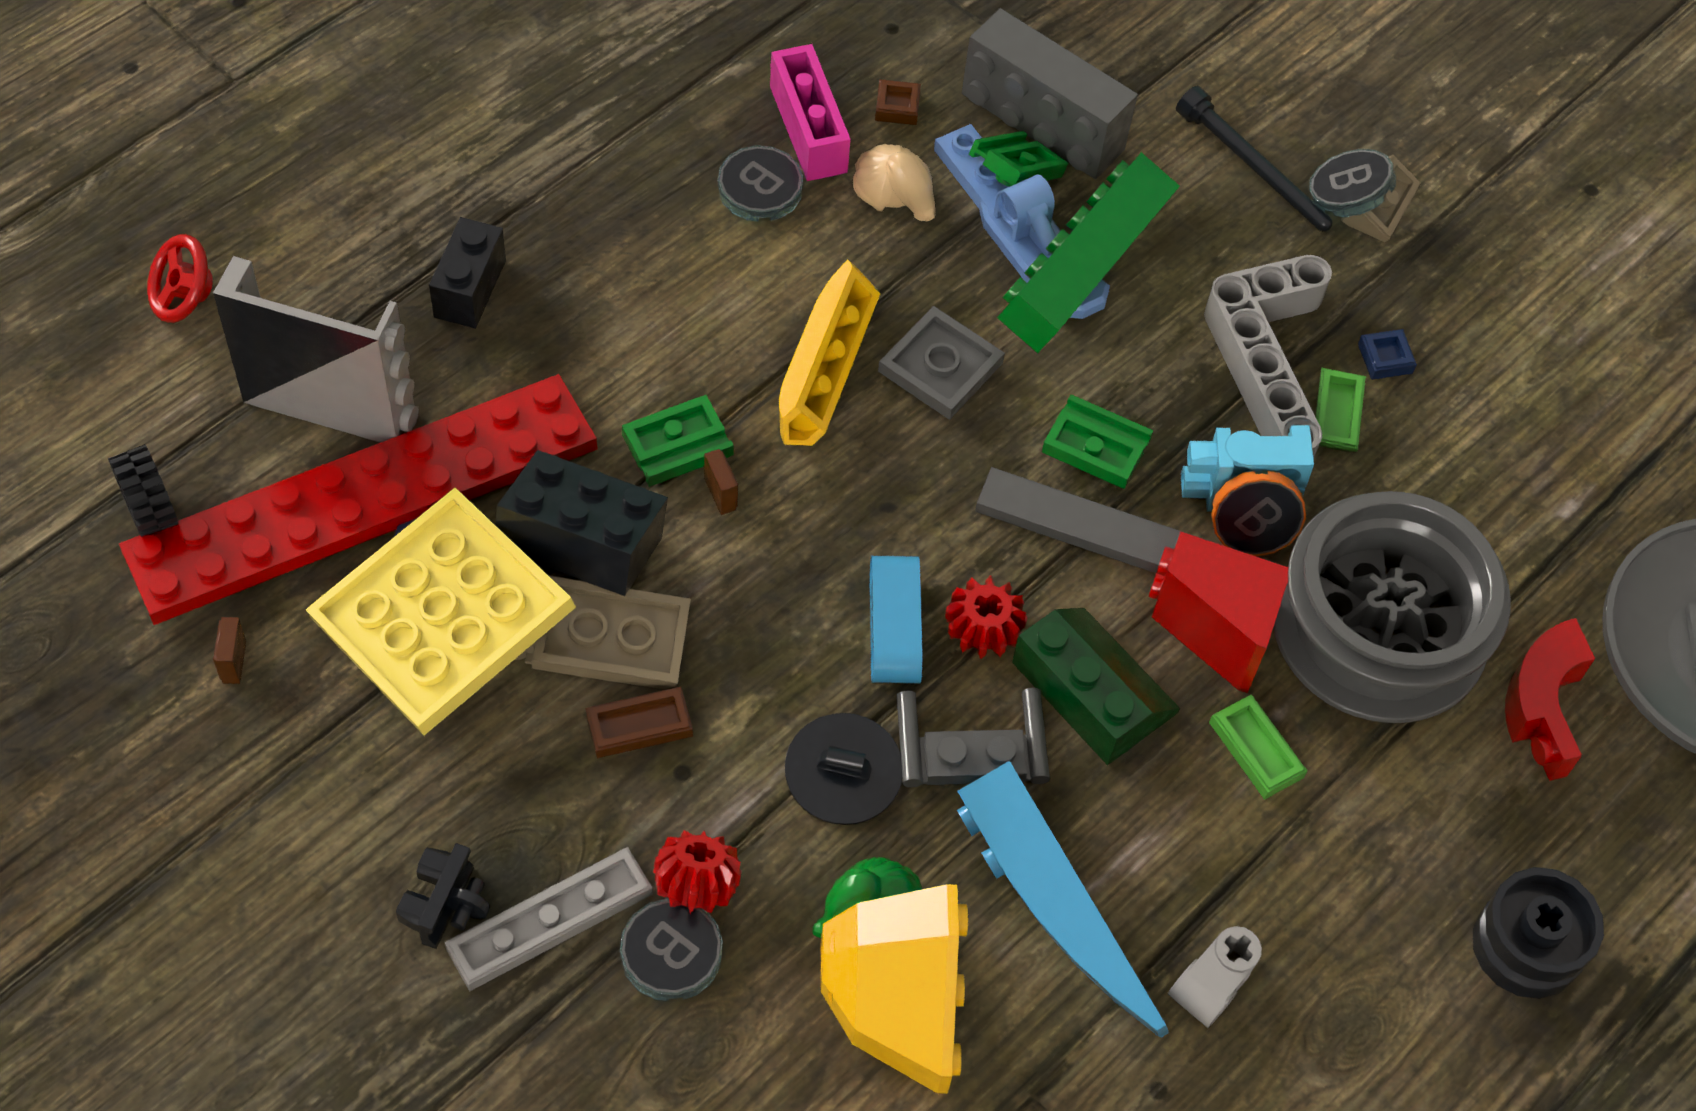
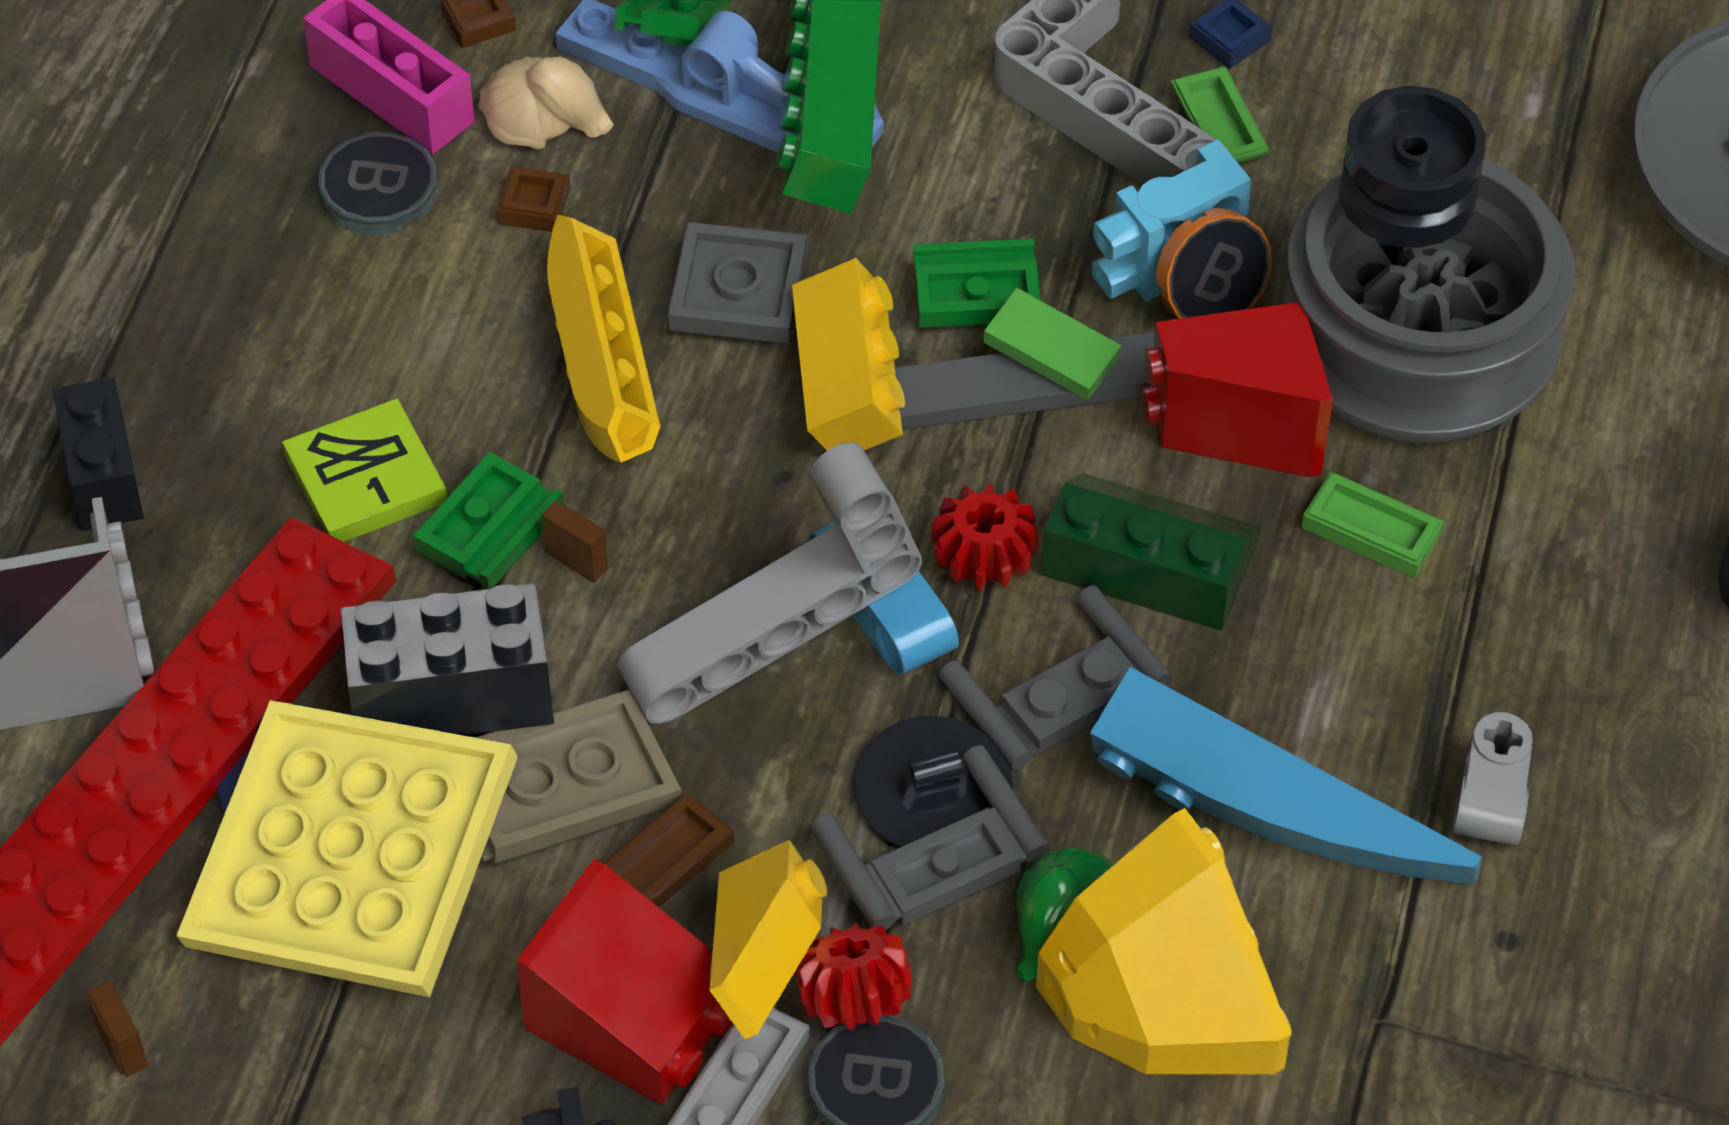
camera: 25 degrees left, 5 degrees down
(547, 796) = (621, 986): none -> red slope
(625, 367) = (364, 471): none -> lime tile
(649, 811) = (762, 931): none -> yellow slope
(811, 826) = (944, 863): none -> dark grey plate
(851, 241) = (533, 198): none -> reddish brown tile
(872, 591) = (784, 602): none -> light grey beam
(973, 450) = (848, 357): none -> yellow brick
(1116, 509) = (1052, 343): none -> bright green tile
(1417, 513) = (1412, 166): none -> black wheel
(1532, 696) = (1633, 322): red arch -> none

